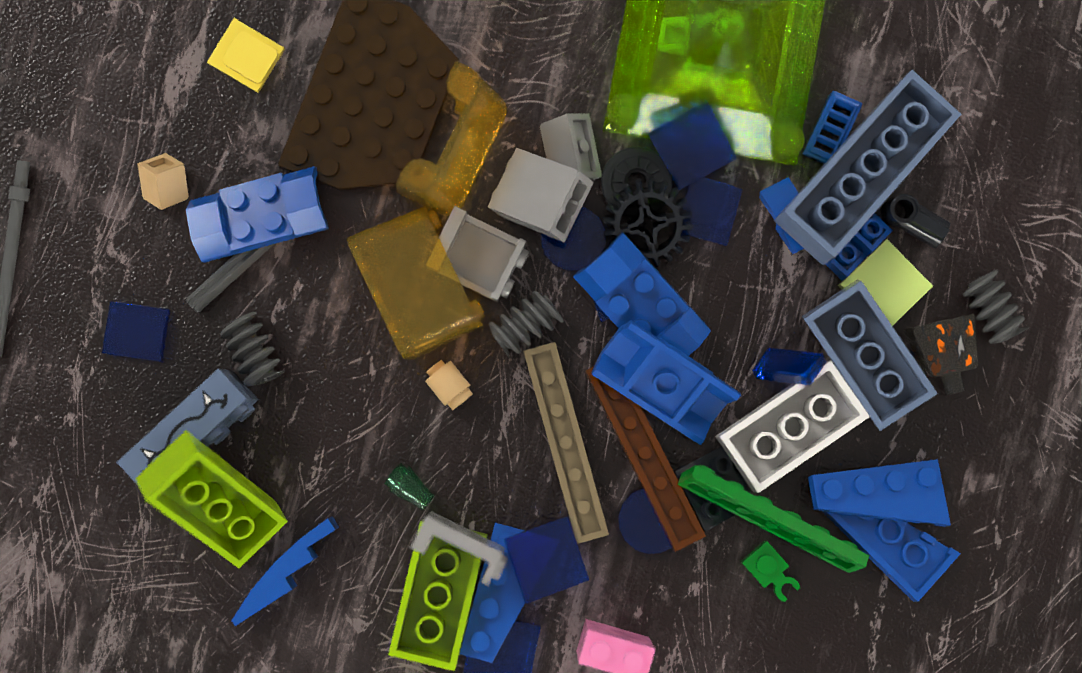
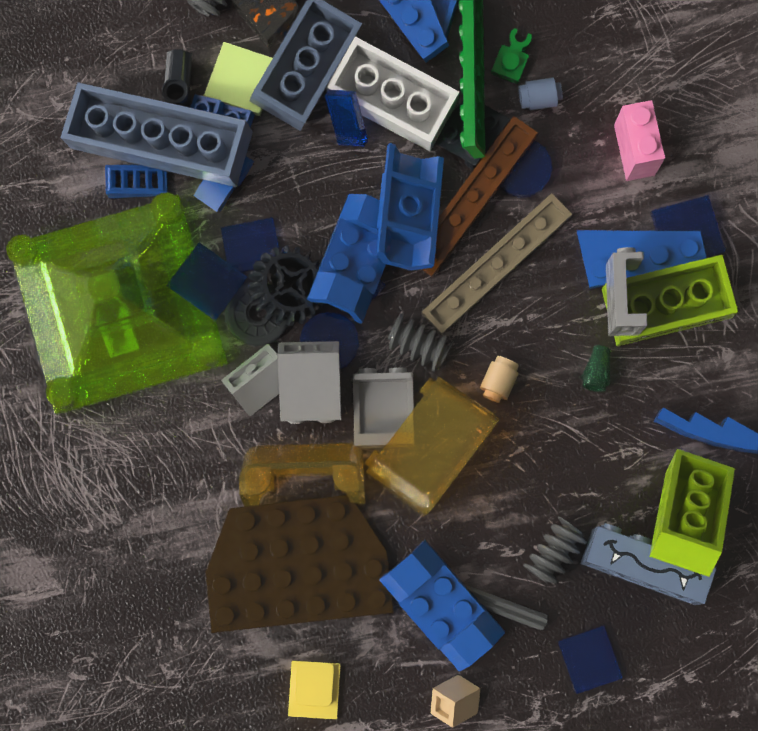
camera: 115 degrees left, 5 degrees down
(546, 559) = (597, 230): clear blue tile -> none
(717, 577) = (540, 94): none -> sand blue brick

